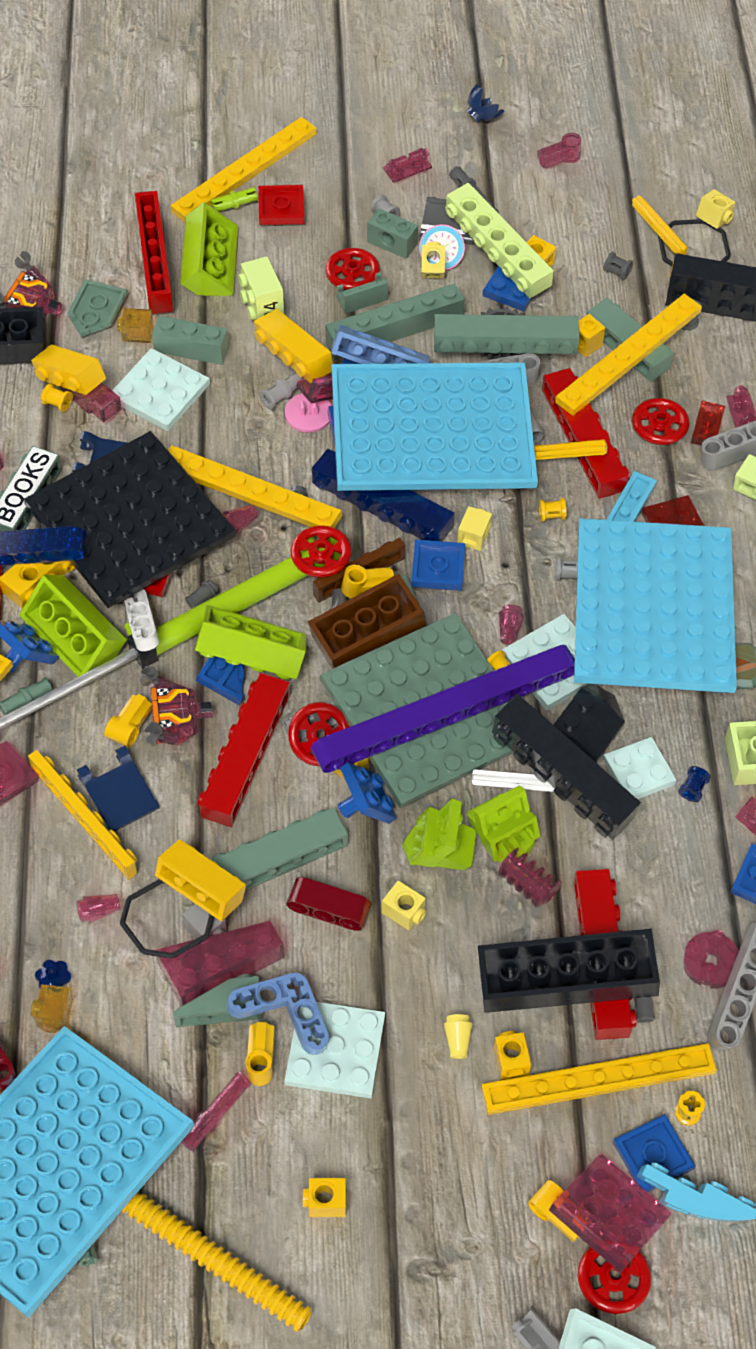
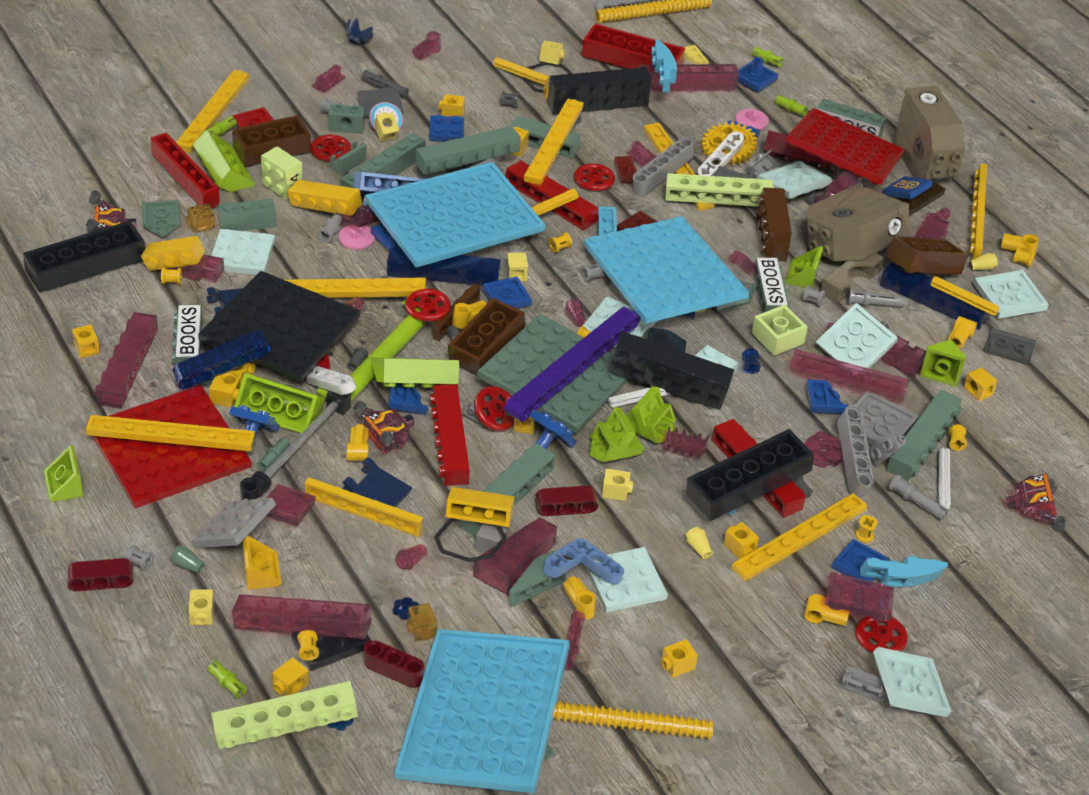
camera: 30 degrees left, 15 degrees down
(282, 237) = (257, 139): none -> reddish brown brick
(499, 240) = (425, 101): yellowish green brick -> none

